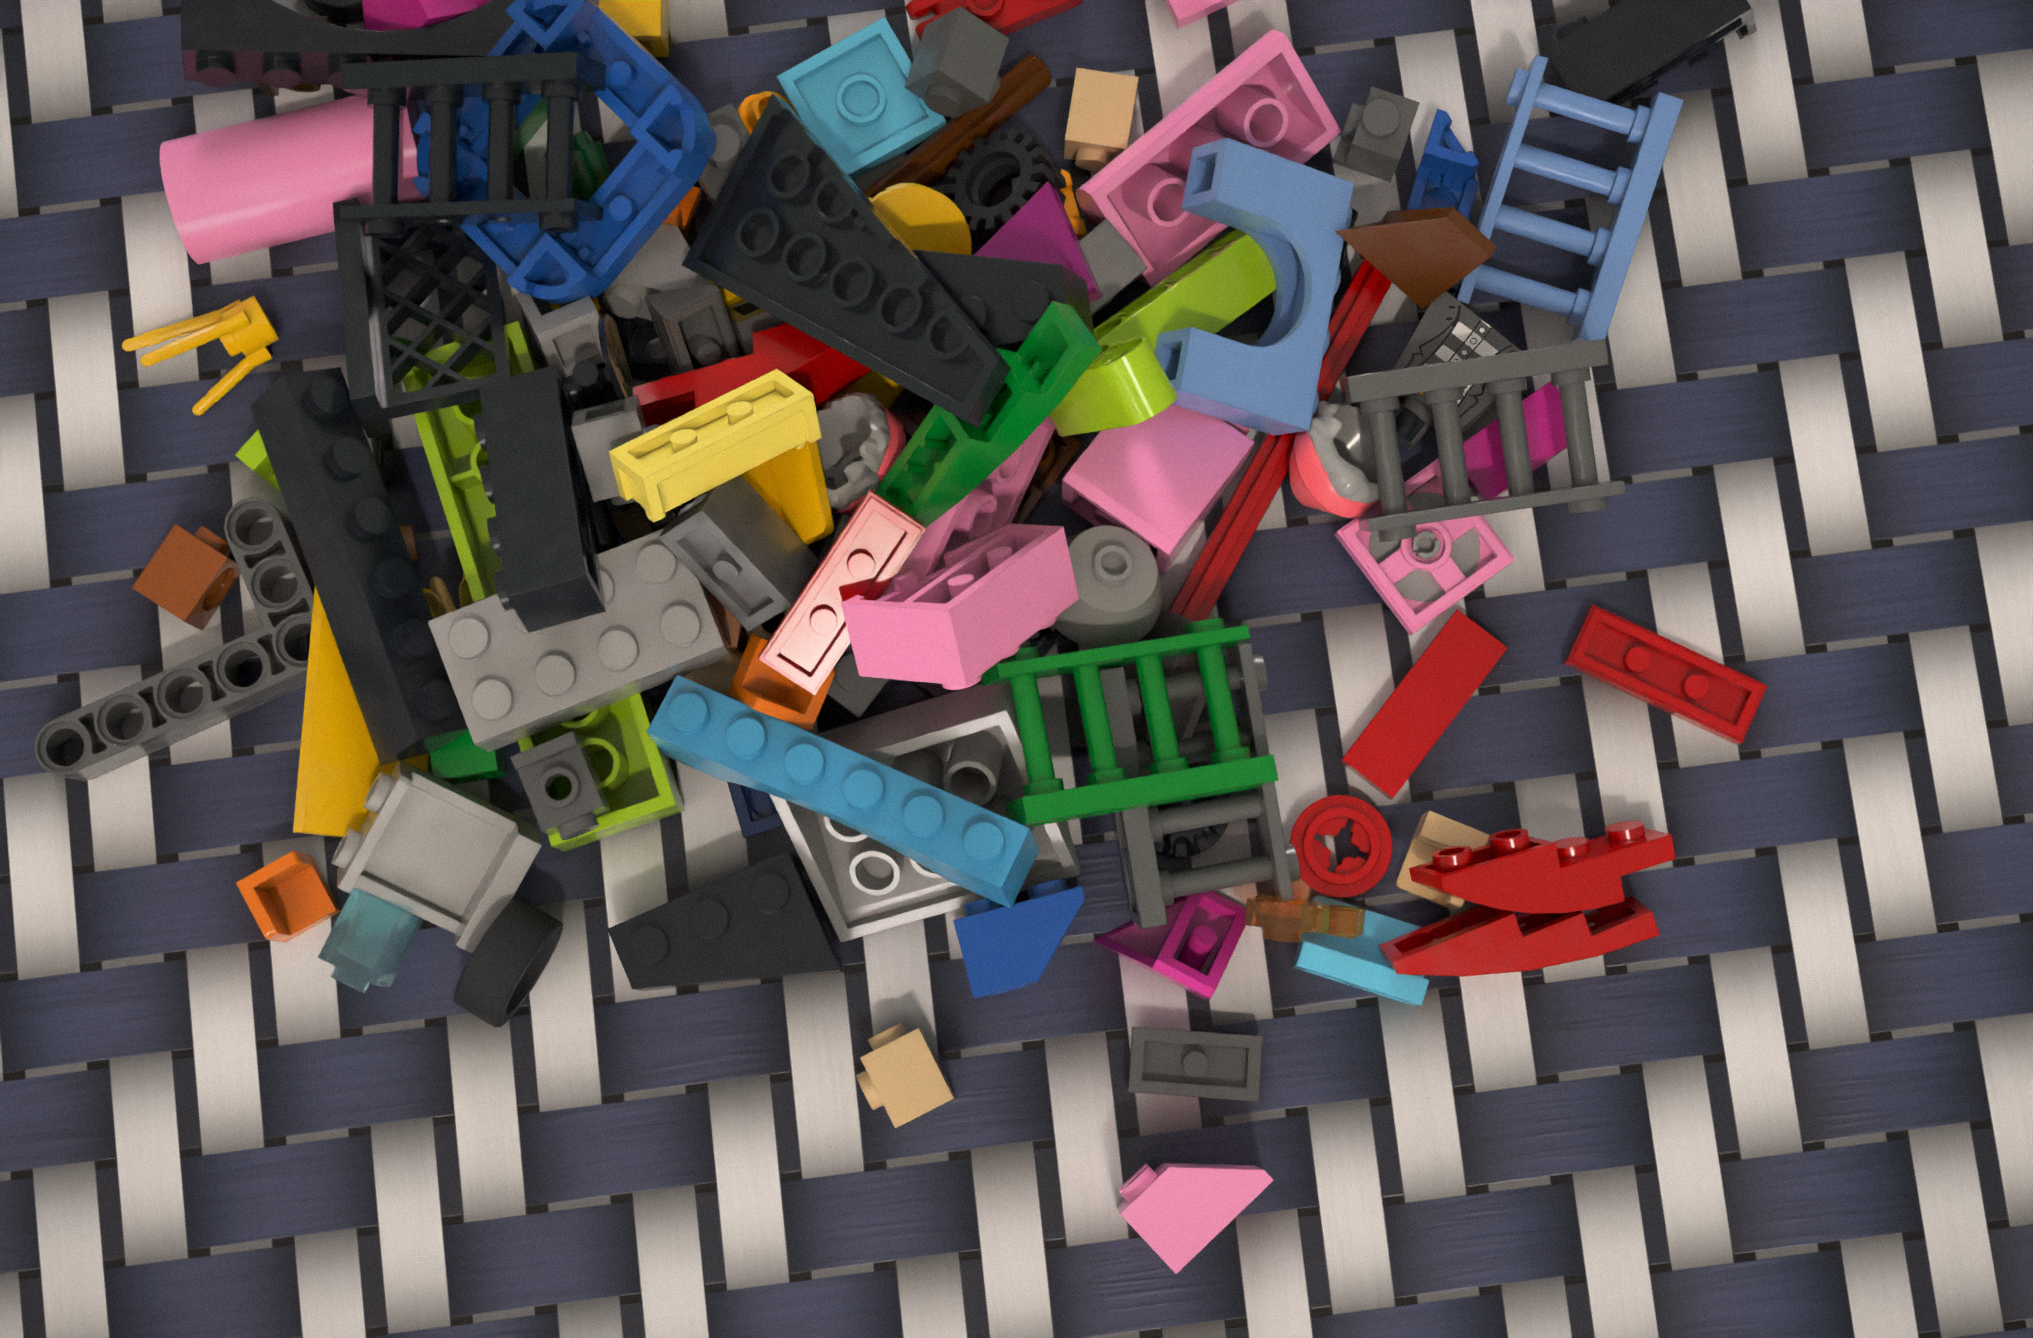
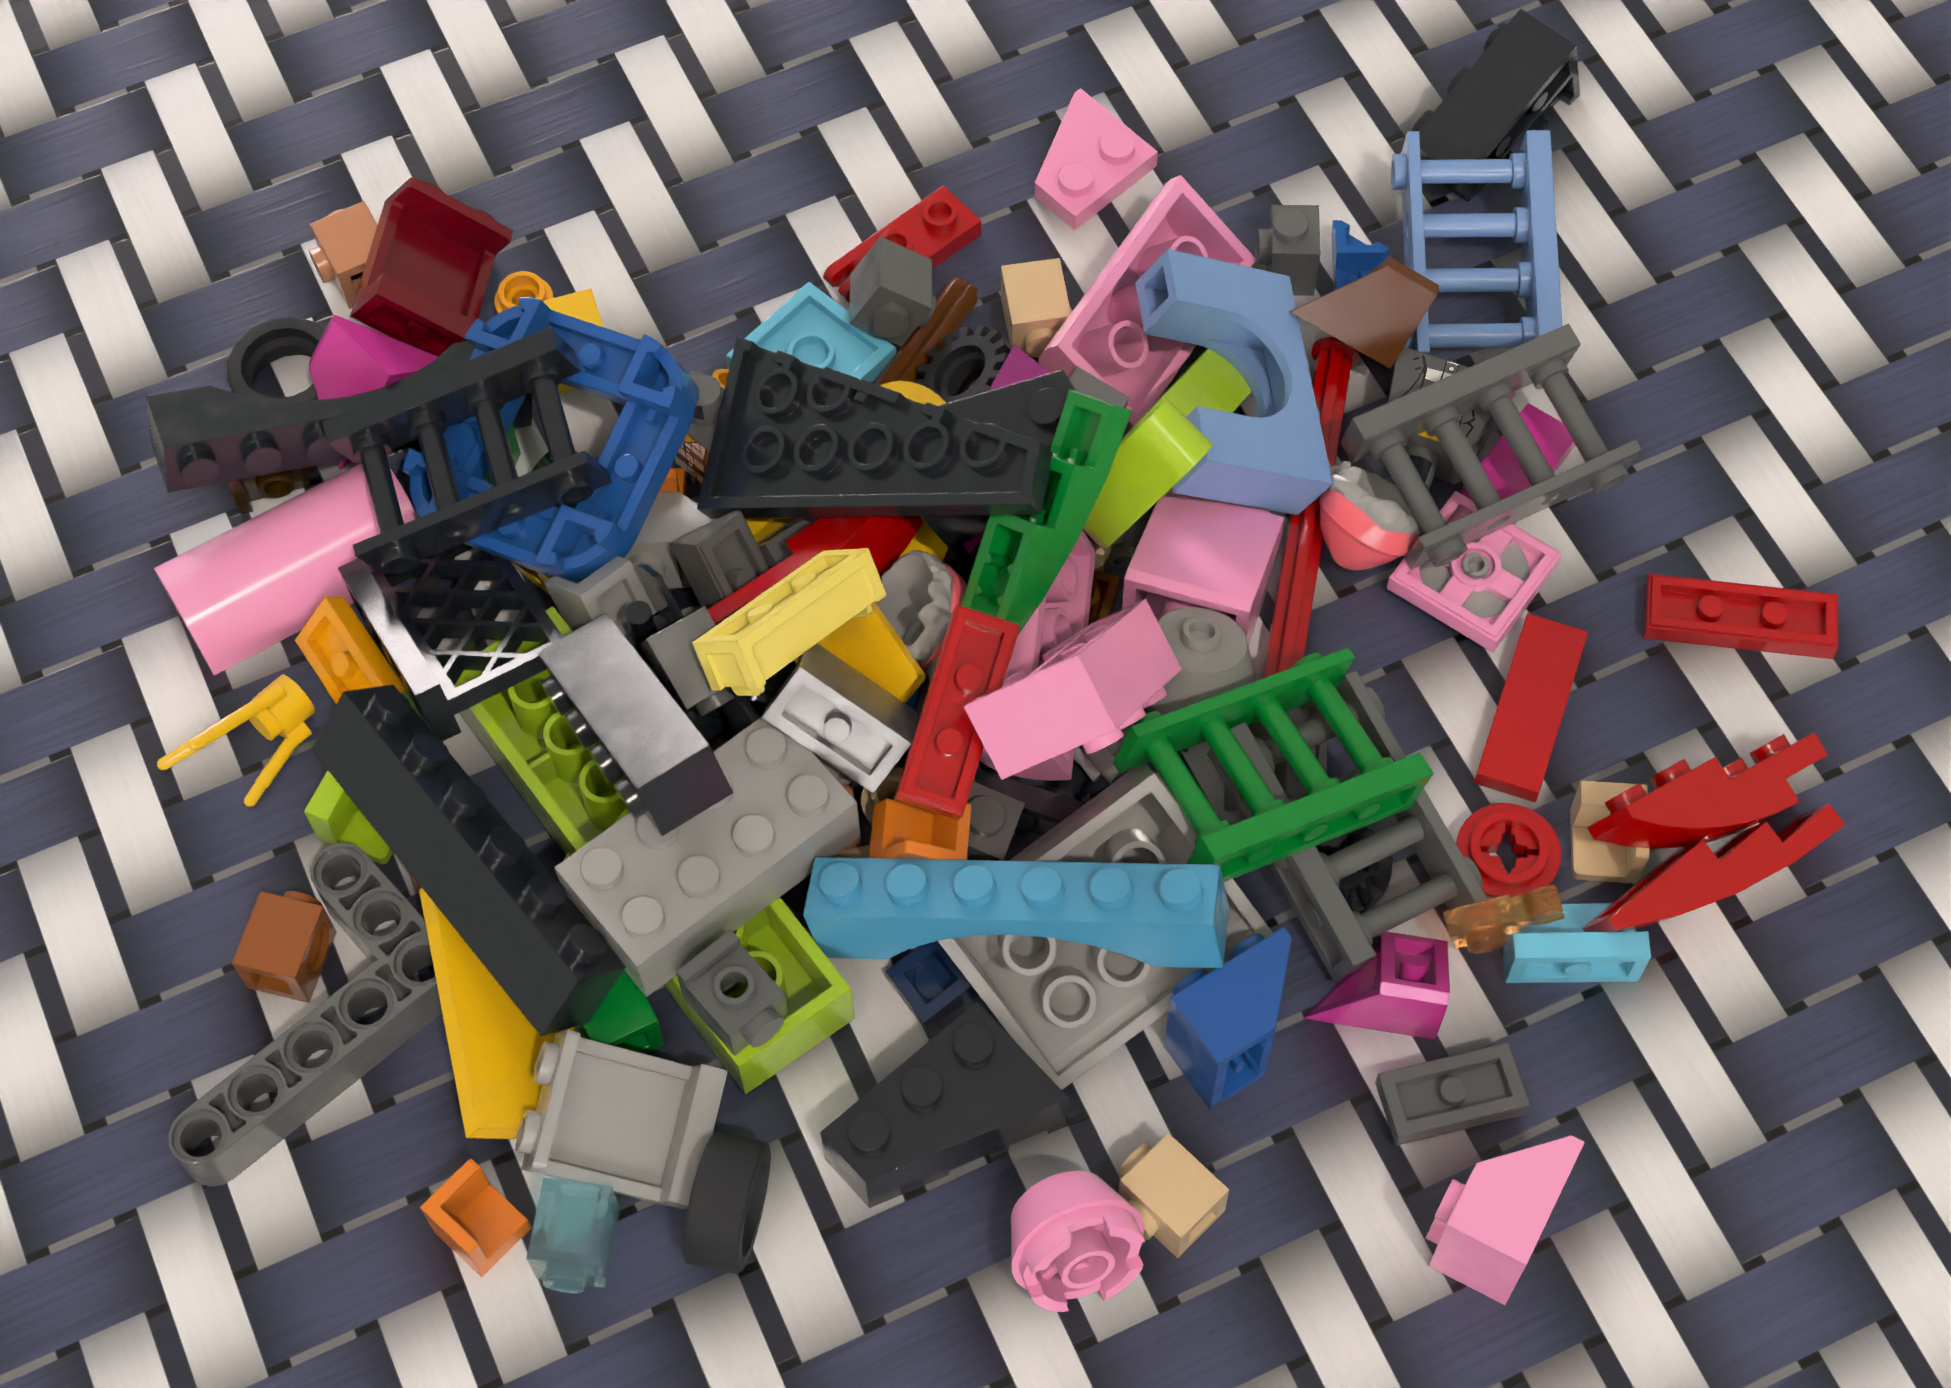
camera: 20 degrees left, 20 degrees down
(316, 298) = (343, 650): none -> light orange plate
(801, 1094) = (1074, 1240): none -> bright pink cone

